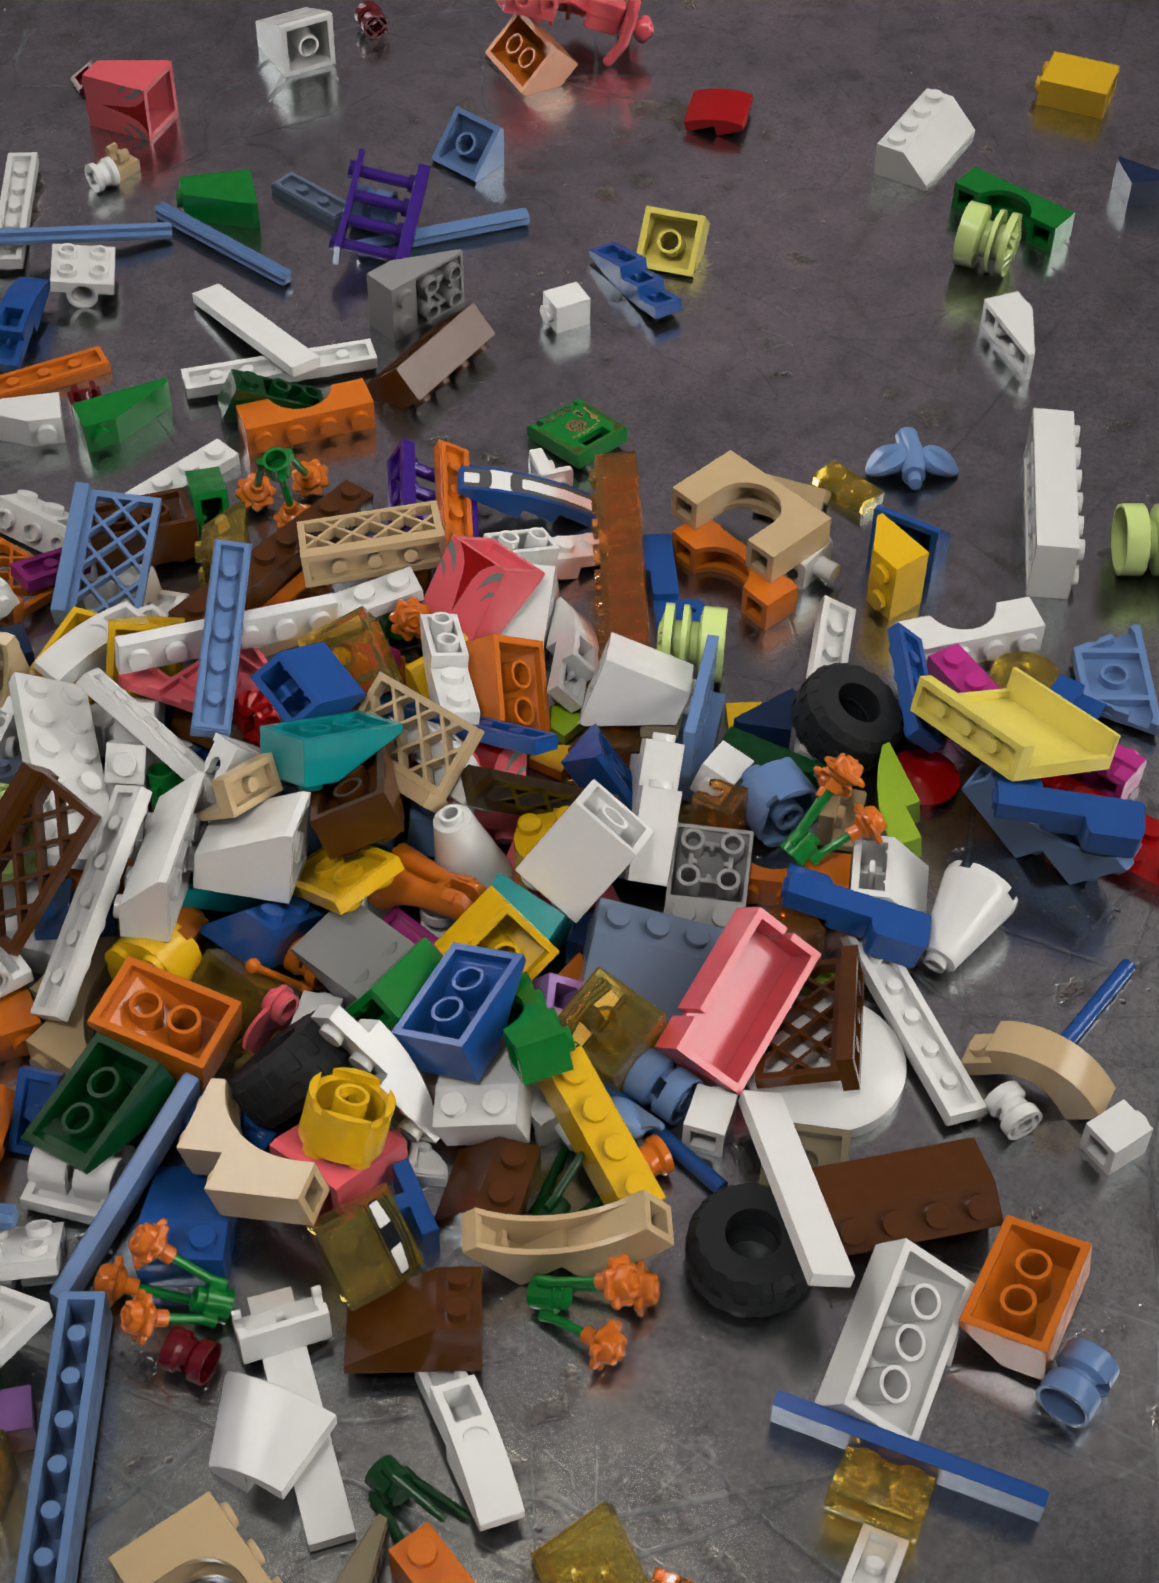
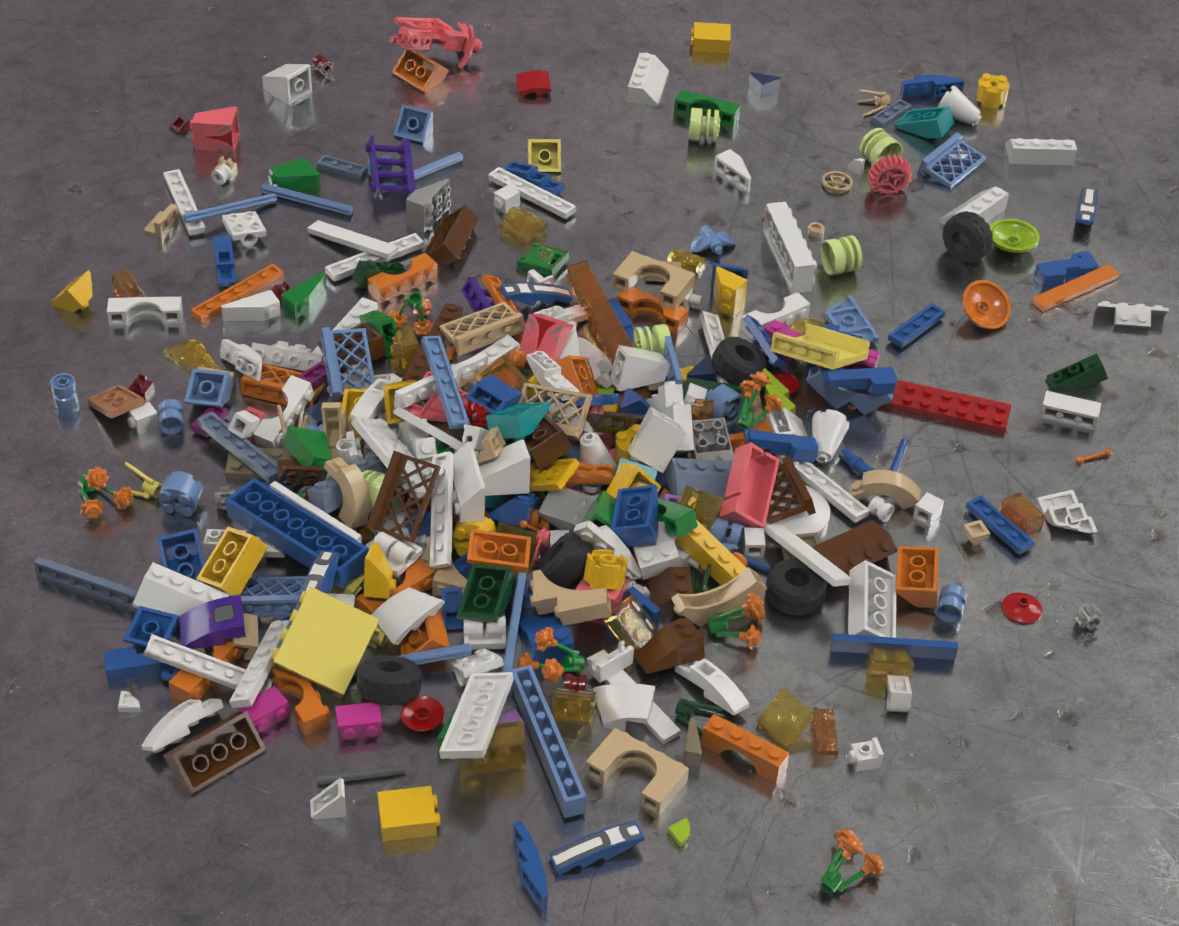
camera: 20 degrees left, 5 degrees down
(159, 1403) = (573, 705): none -> clear yellow slope
(571, 360) = (522, 224): none -> clear yellow plate
(619, 306) = (533, 193): none -> white plate
(1004, 988) = (855, 462): none -> blue pin
(1126, 477) = (815, 229): none -> tan tile

